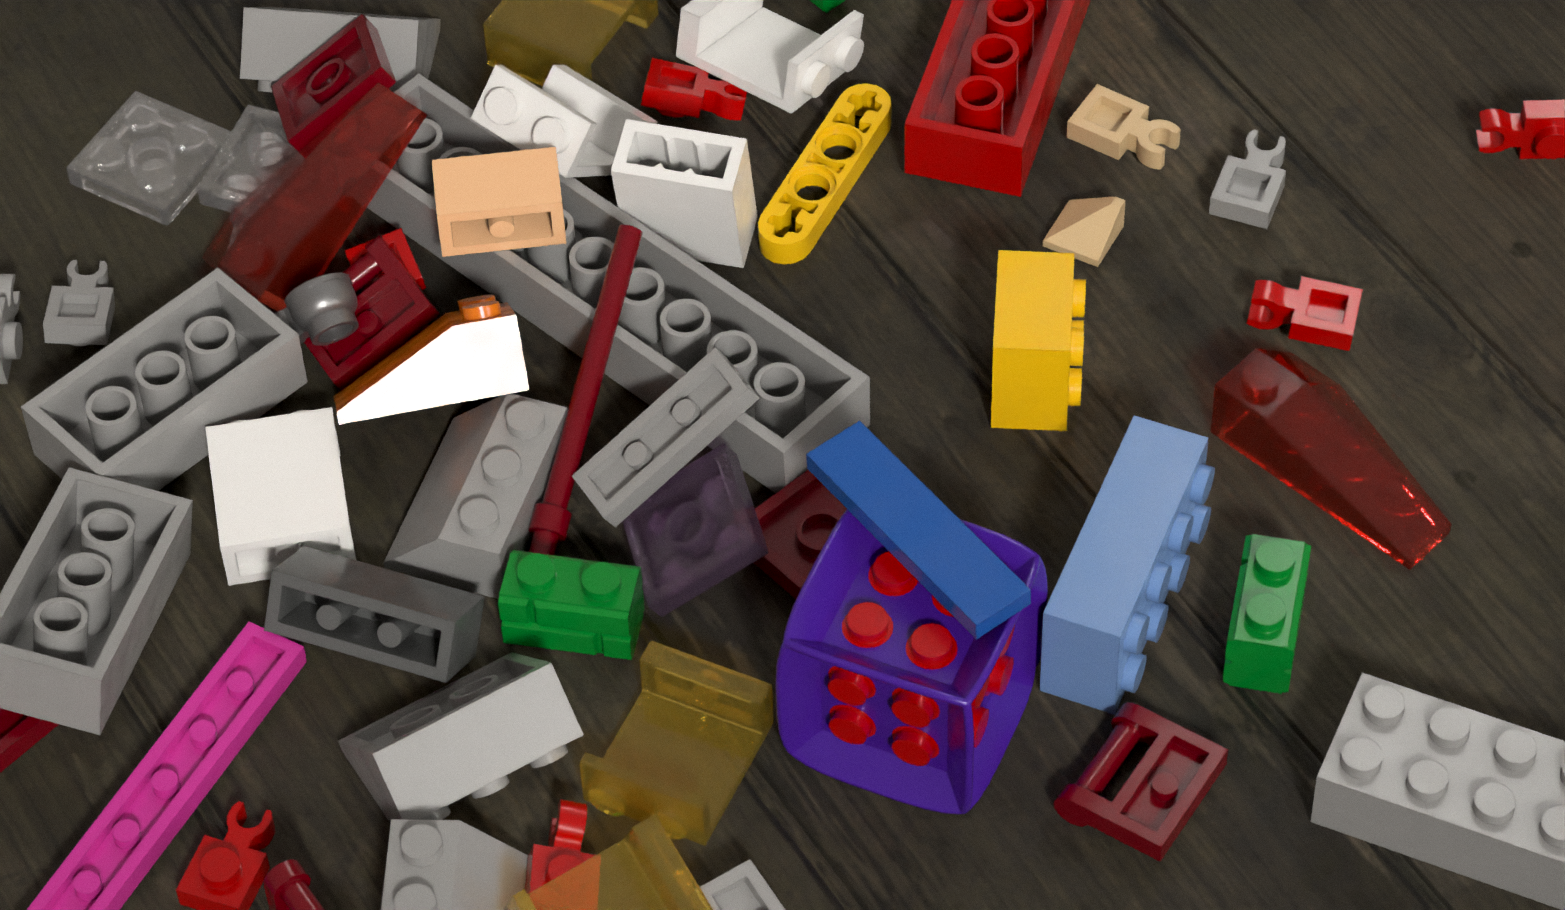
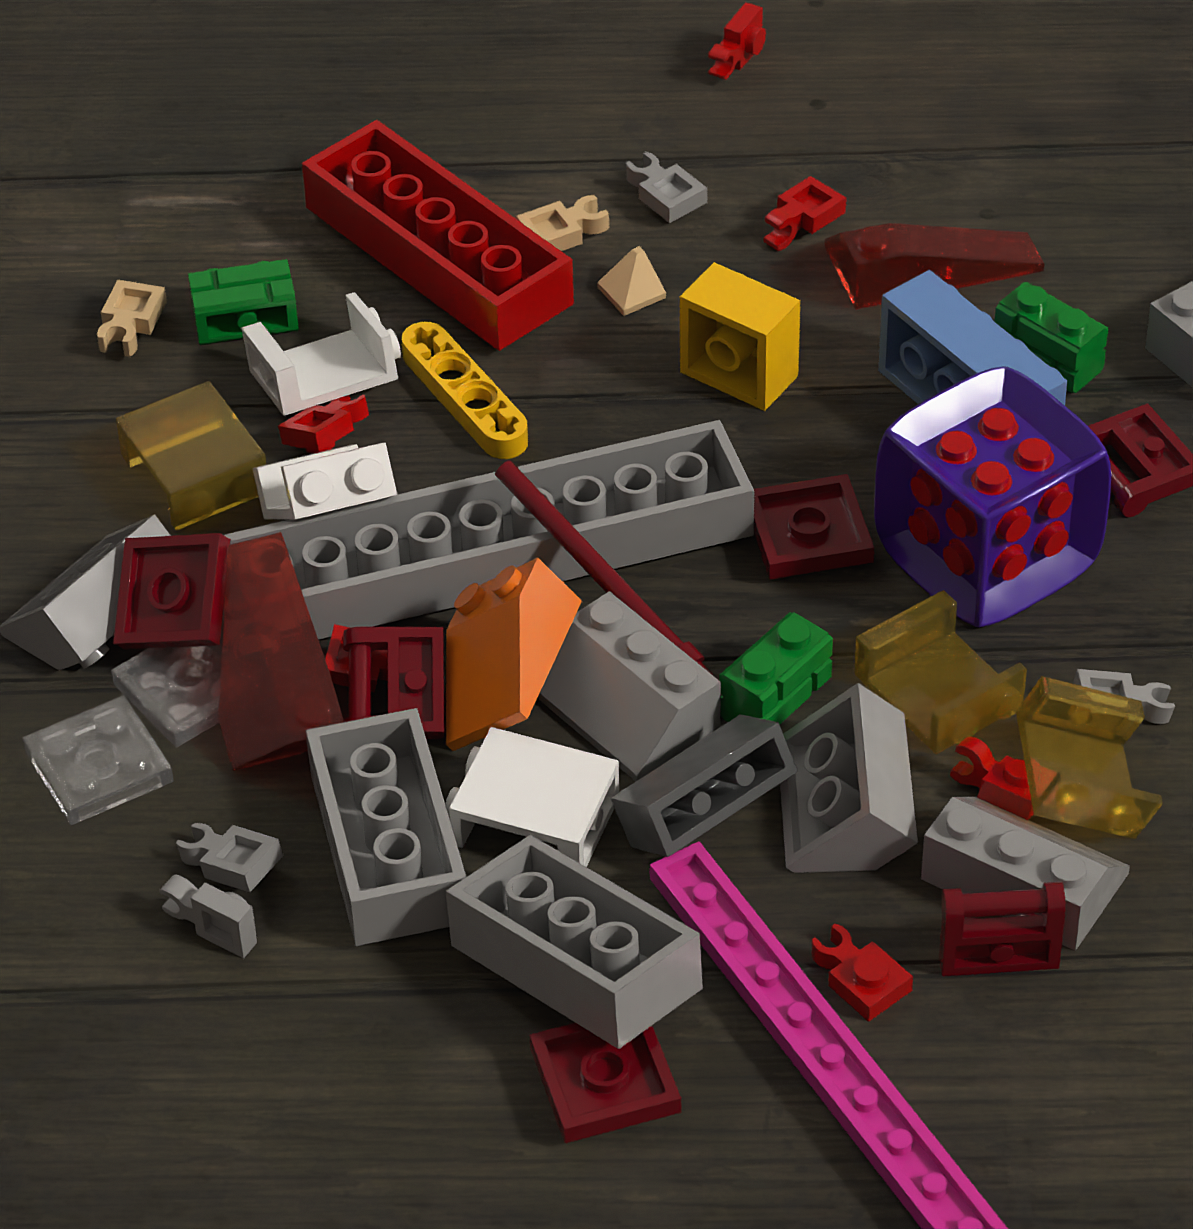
camera: 60 degrees left, 5 degrees down
(322, 309) = (395, 687): flat silver piece -> none
(498, 201) = (400, 532): light nougat brick -> none
(665, 437) = (689, 545): light grey plate -> none
(688, 189) = (464, 430): white brick -> none
(695, 531) = (759, 577): clear purple plate -> none
(918, 529) = (948, 405): blue tile -> none

